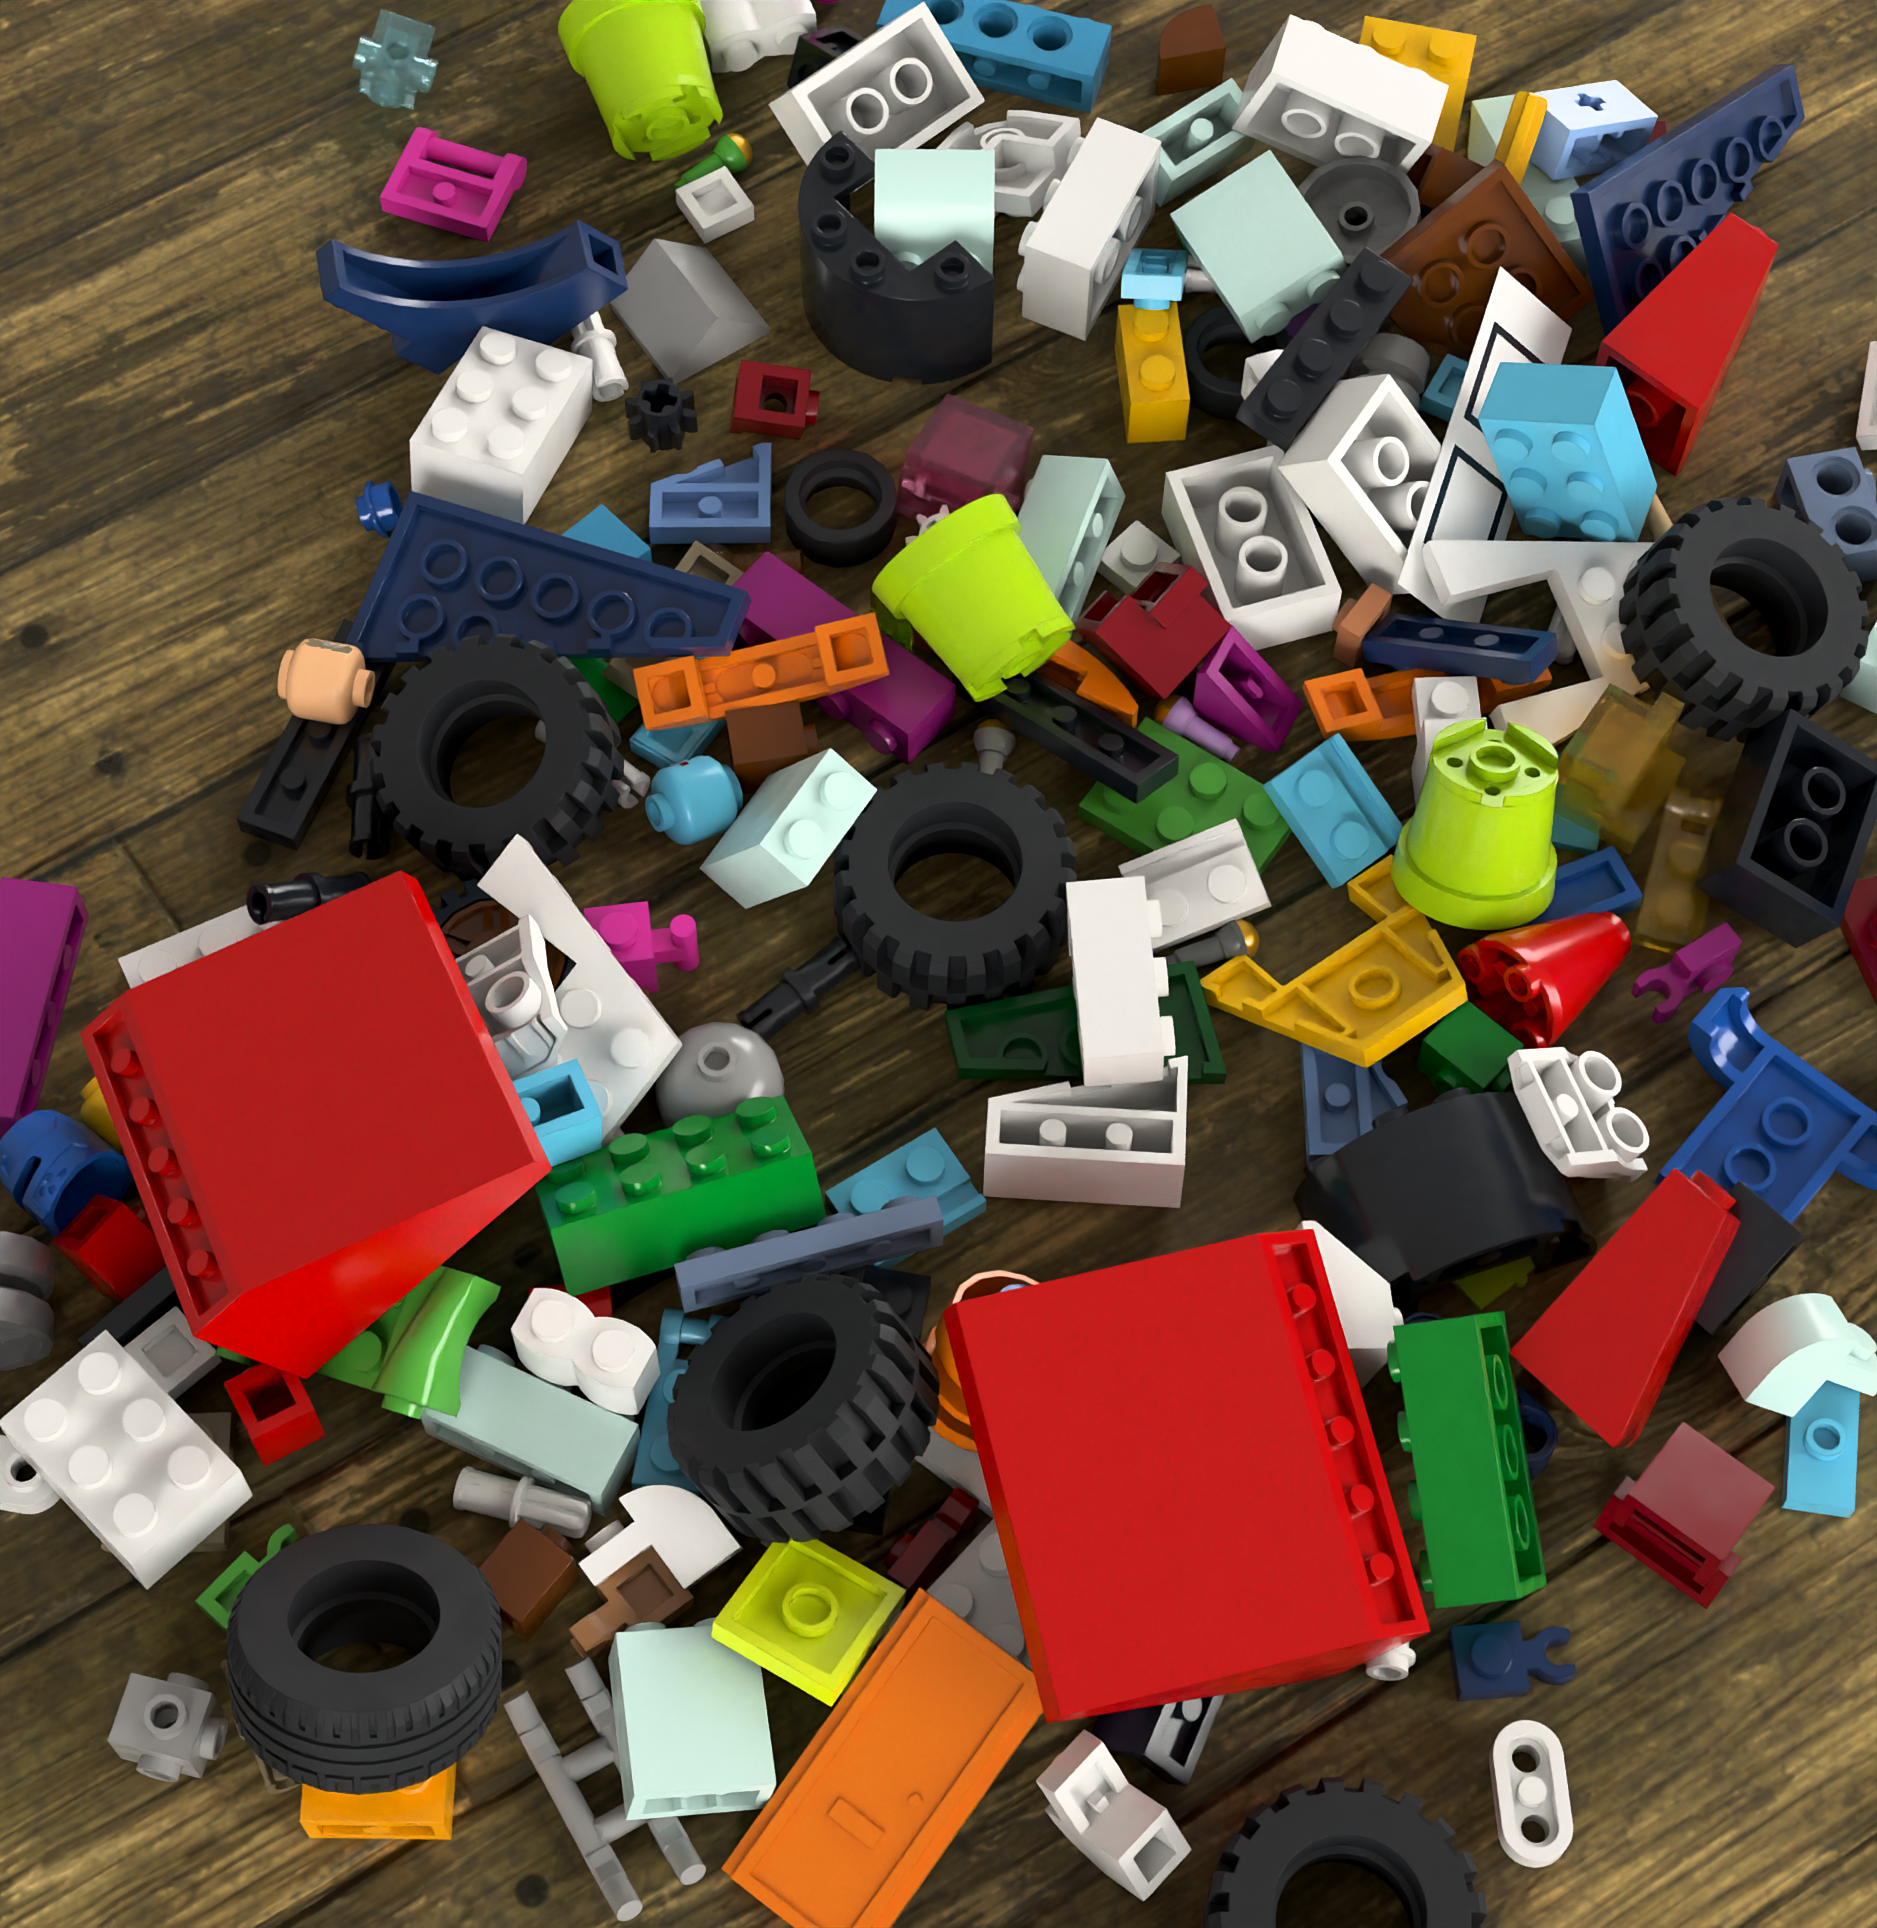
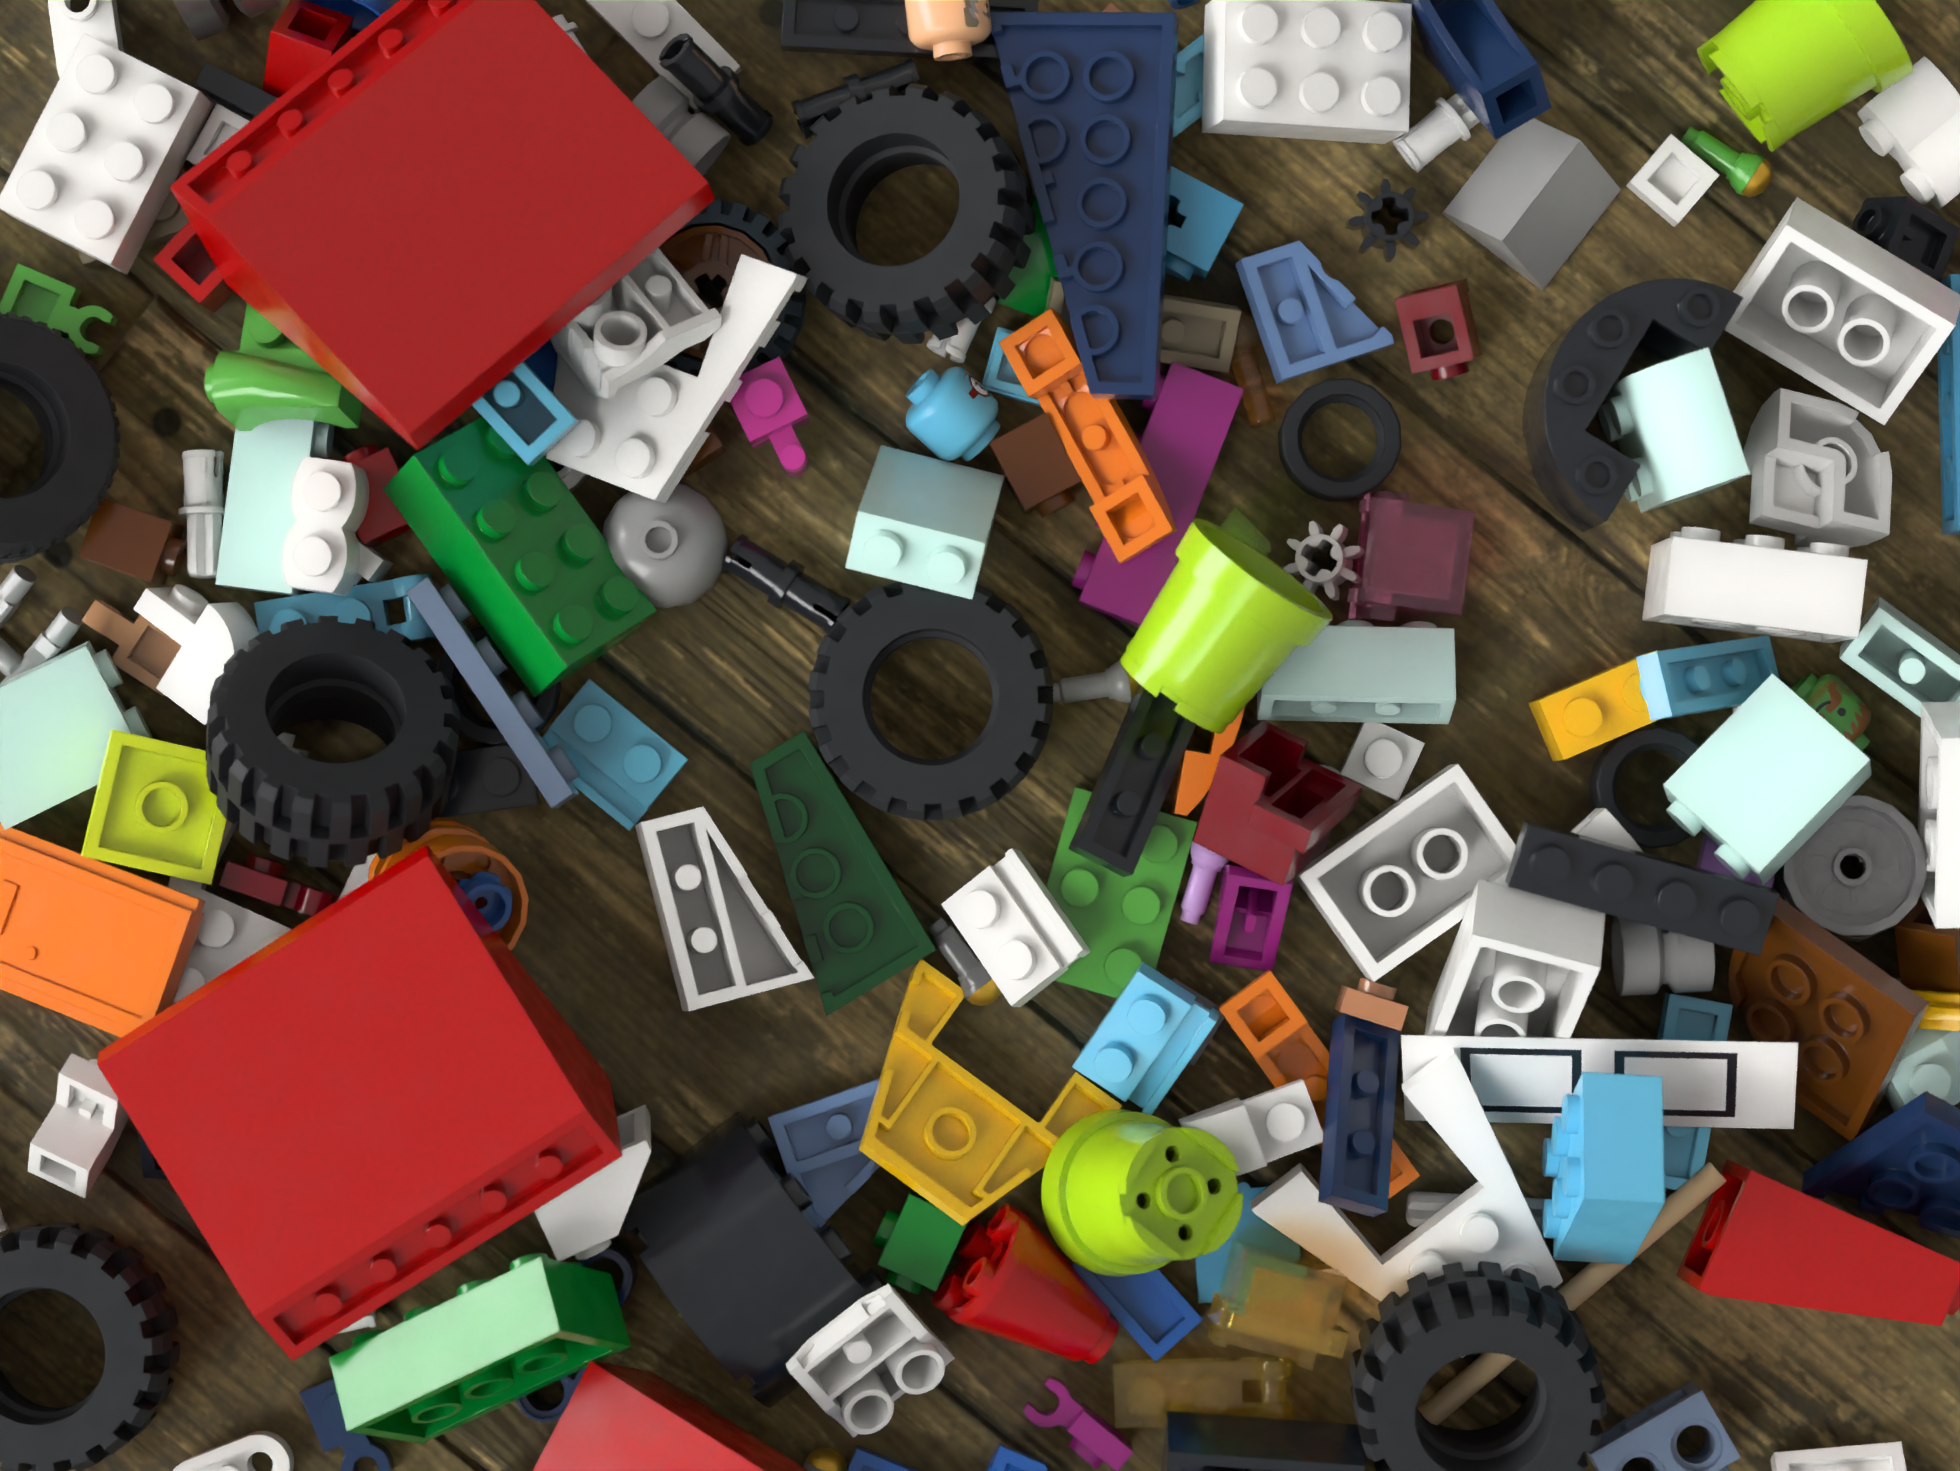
camera: 70 degrees right, 25 degrees up
(1118, 981) = (848, 893): white wedge -> none

